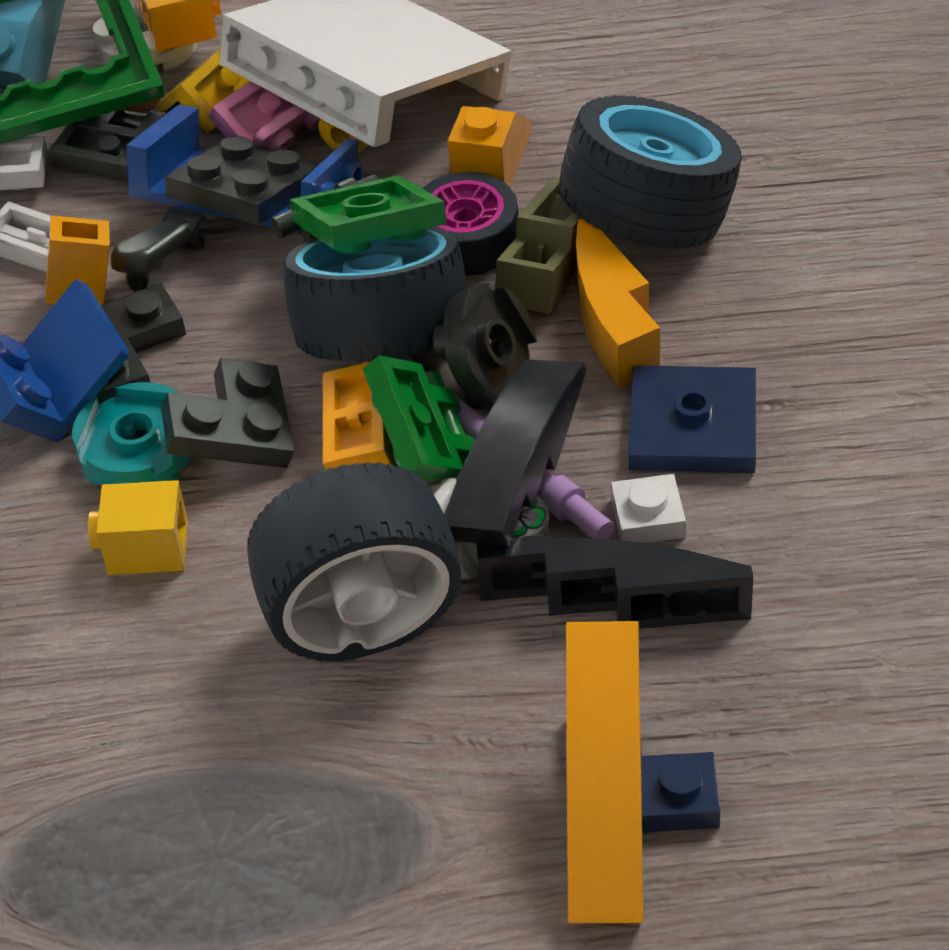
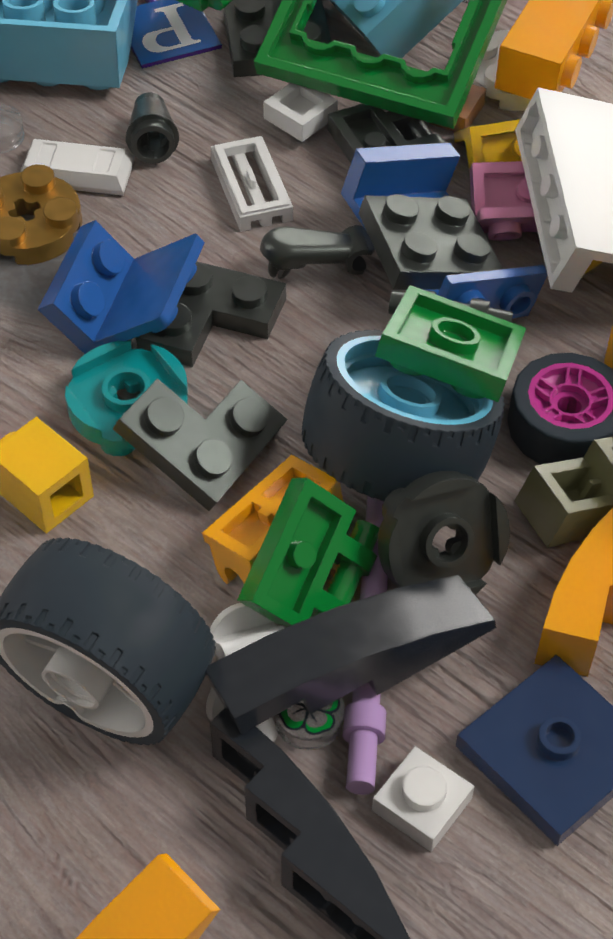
camera: 40 degrees right, 5 degrees up
(76, 252) = (235, 218): light orange brick -> none

